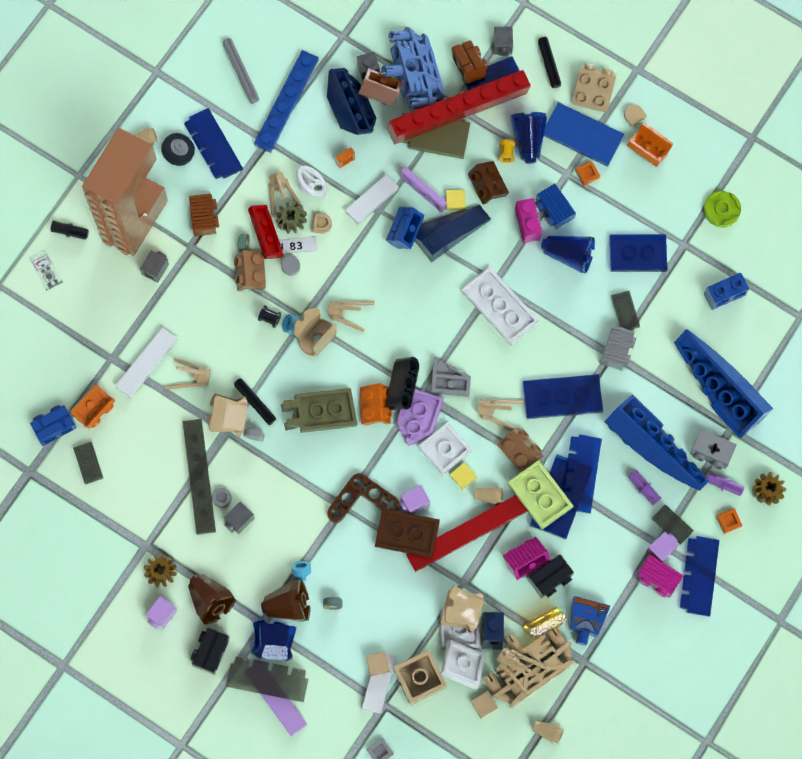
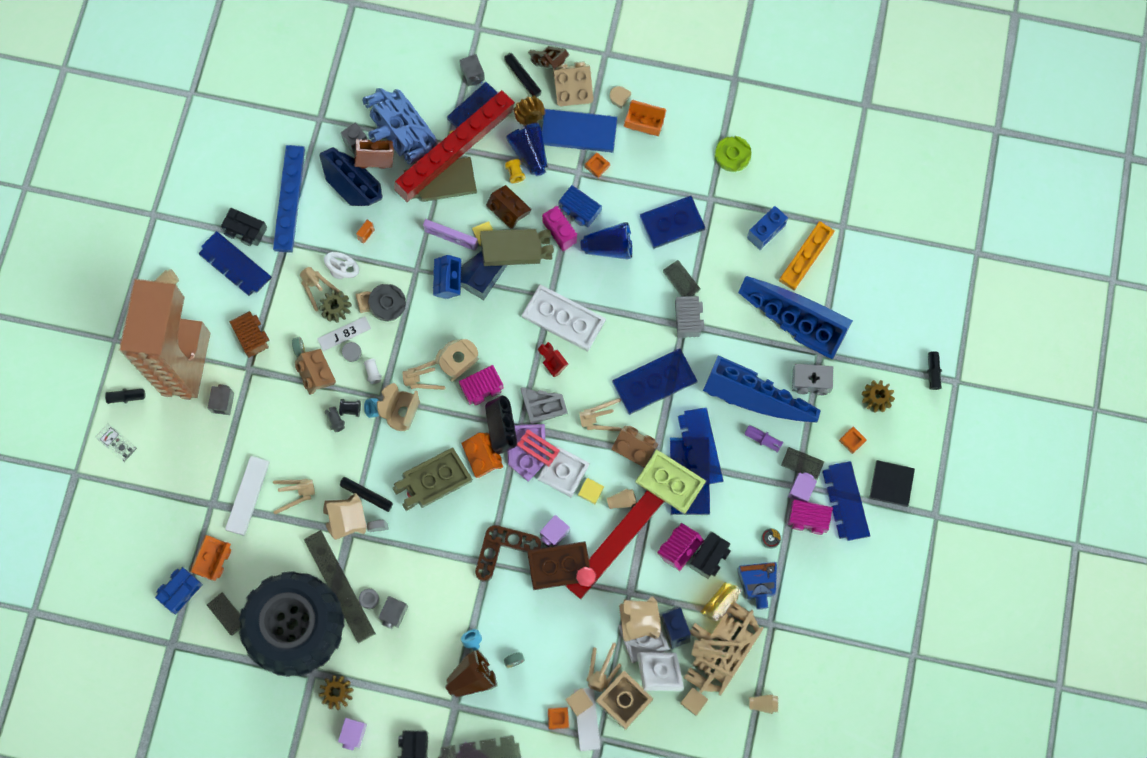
camera: 20 degrees left, 0 degrees up
(142, 463) = (278, 596): none -> black wheel
(177, 149) = (202, 280): black wheel -> none
(210, 598) = (394, 701): reddish brown cone -> none
(234, 113) = (243, 227): none -> black brick
(240, 70) = (235, 185): light grey axle -> none
(251, 322) = (335, 420): none -> dark grey pin
(265, 232) = (315, 328): red plate -> none
(273, 640) = (471, 719): clear blue piece -> none
(303, 290) = (372, 371): none -> white pin
(340, 231) = (387, 302): none -> dark grey tile
(353, 671) = (558, 718): none -> orange tile
(372, 199) = (405, 261): white tile -> none
(374, 309) = (448, 365): none -> tan piece
(399, 340) = (481, 385): none -> dark pink brick
(403, 650) = (598, 680): none -> tan plant
(420, 405) = (525, 439): none -> coral tile
(427, 551) = (586, 576): none -> coral tile
(469, 61) = (448, 101): dark orange brick -> none
(475, 342) = (553, 359): none -> red plate
(479, 222) = (515, 247): none -> olive tile
(542, 98) = (529, 110): none -> pearl gold gear
(580, 55) = (549, 57): none -> reddish brown bracket
(615, 583) = (770, 538): none -> tile
(724, 483) = (836, 407): medium lavender axle -> none
(750, 575) = (892, 483): none -> black tile
(754, 331) = (806, 255): none -> light orange tile

